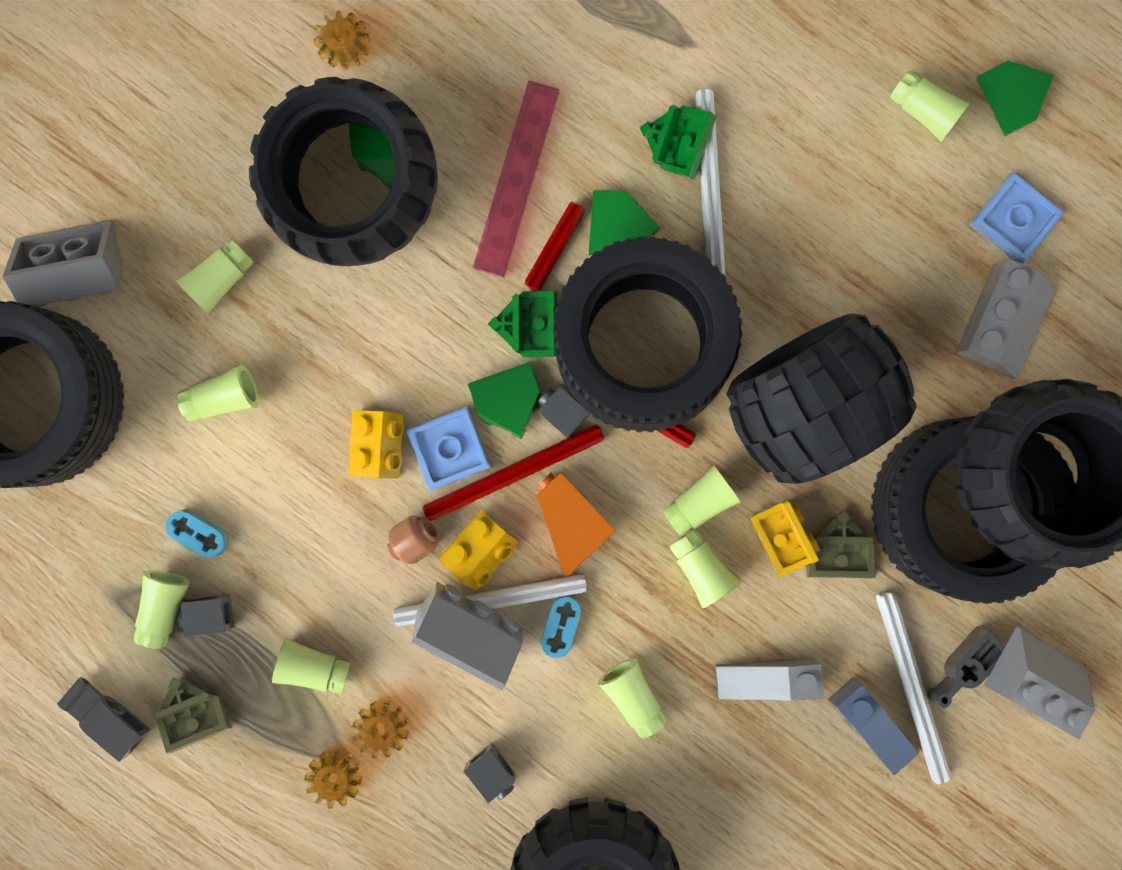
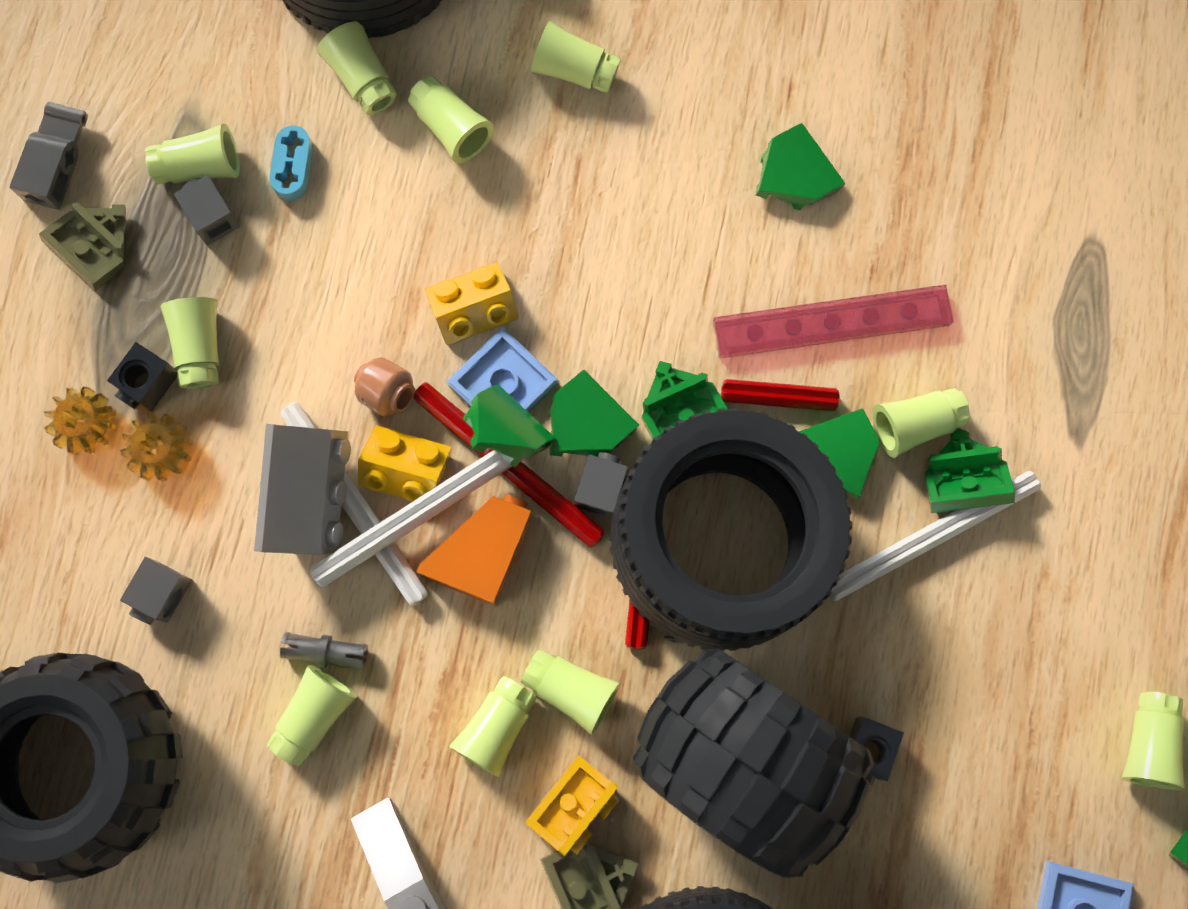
camera: 65 degrees right, 10 degrees down
(142, 448) = (358, 67): none -> yellowish green plant
(285, 141) = (747, 57): black tyre -> none
(324, 704) = (136, 362): none -> black brick
(331, 34) = (900, 75): clear yellow gear -> none
(488, 463) = (505, 426): none -> green slope
(522, 555) = (408, 518): none -> white axle
(568, 629) = (359, 605): medium azure beam -> none
(590, 668) = (324, 651): none -> flat silver pin
(622, 153) = (919, 419): none -> yellowish green plant
(840, 293) = (885, 738): none -> black brick

